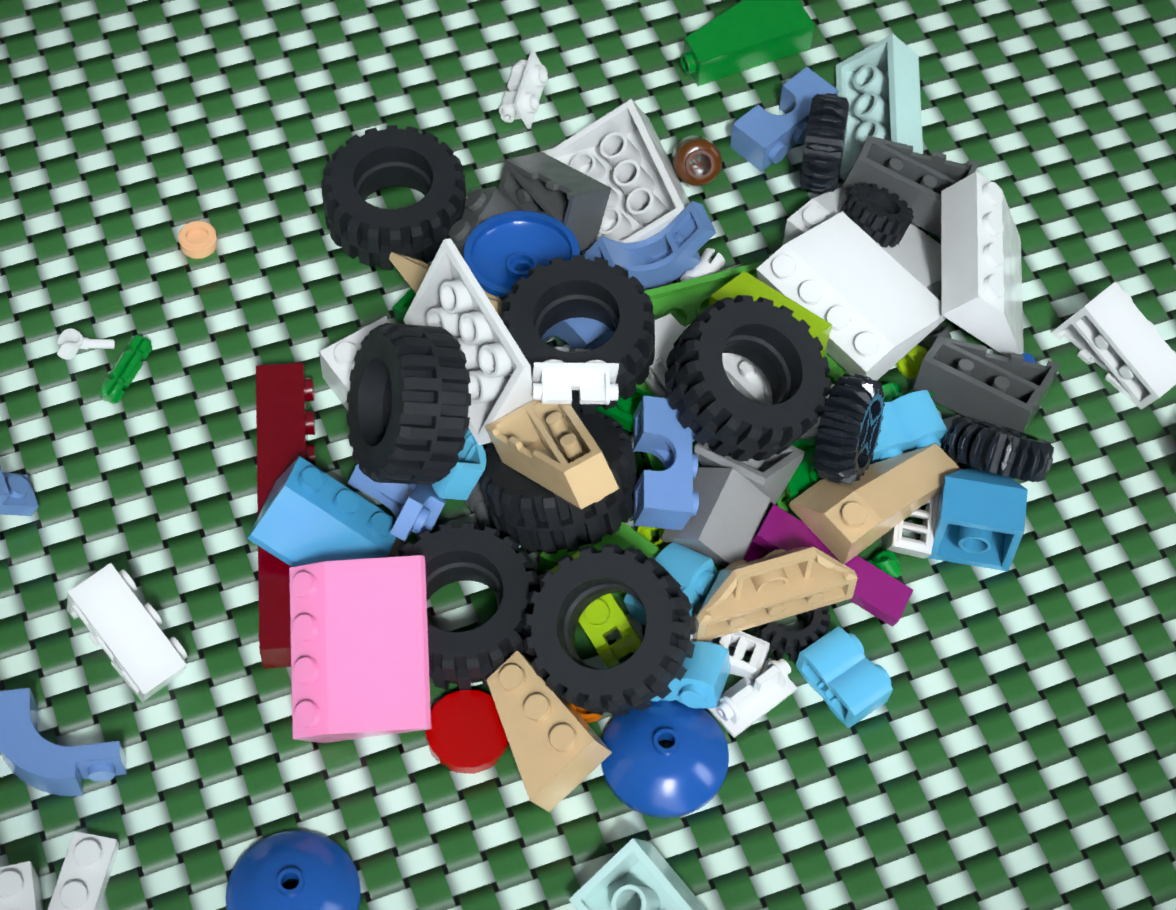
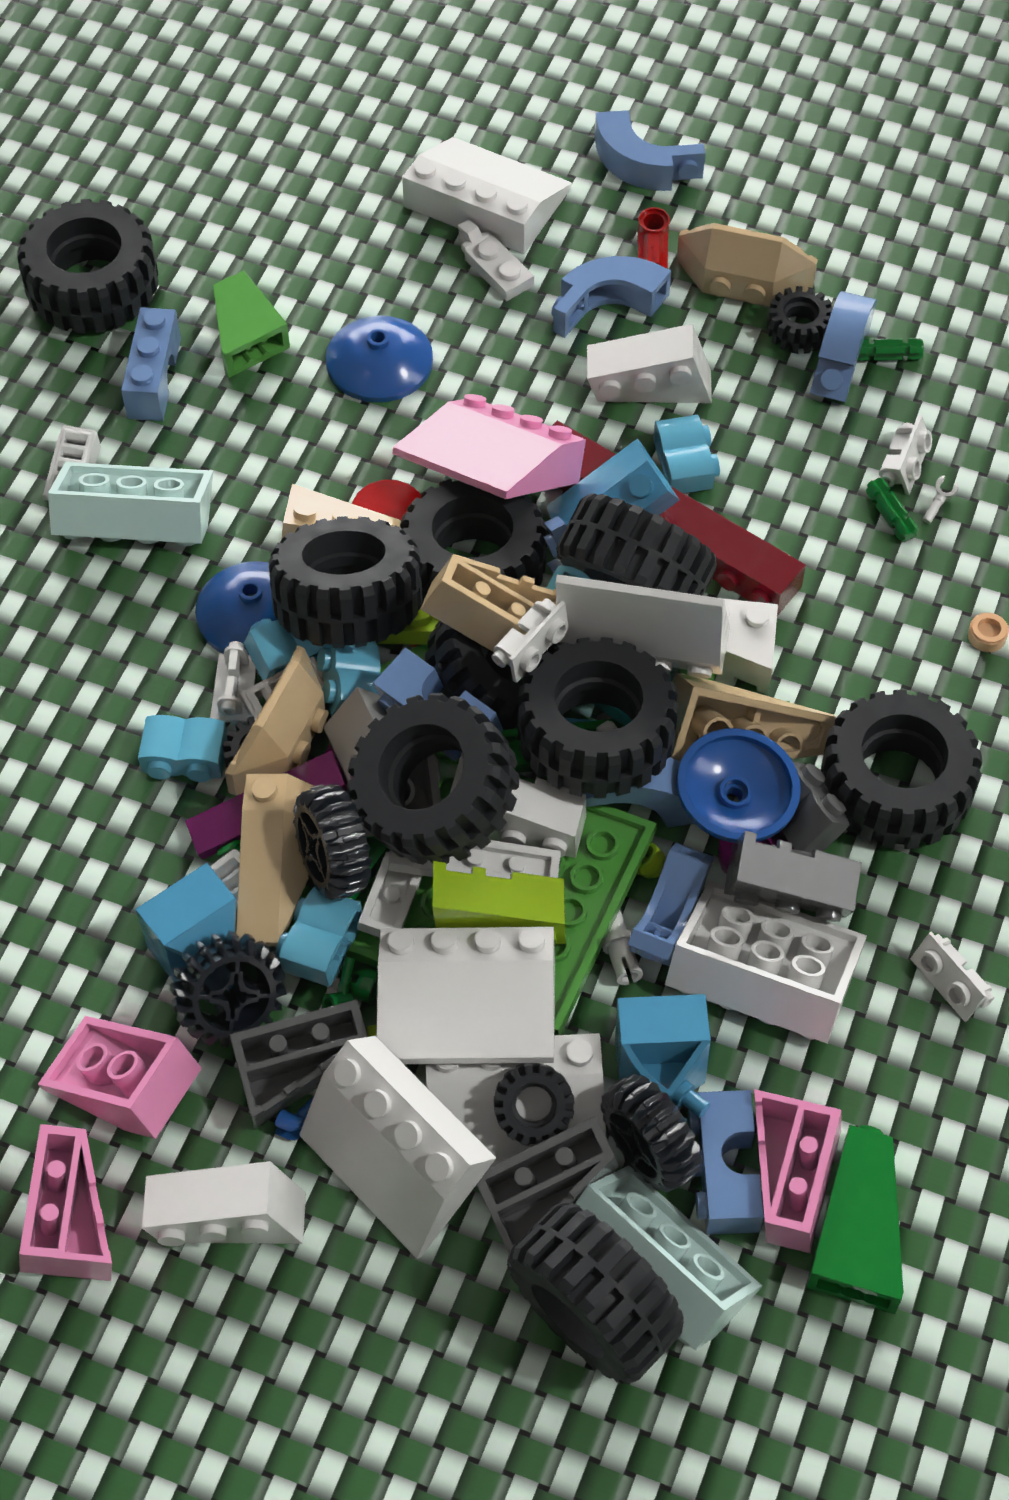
camera: 135 degrees right, 0 degrees up
(40, 393) = (912, 444): none -> white hinge
(200, 544) = (685, 453): none -> medium azure brick
(702, 171) = (740, 1036): reddish brown head -> none
(753, 74) = (795, 1165): none -> bright pink wedge
(755, 182) = (666, 1043): none -> dark azure piece
(962, 86) = (596, 1292): none -> black tyre
(1115, 489) = (122, 1074): none -> bright pink slope

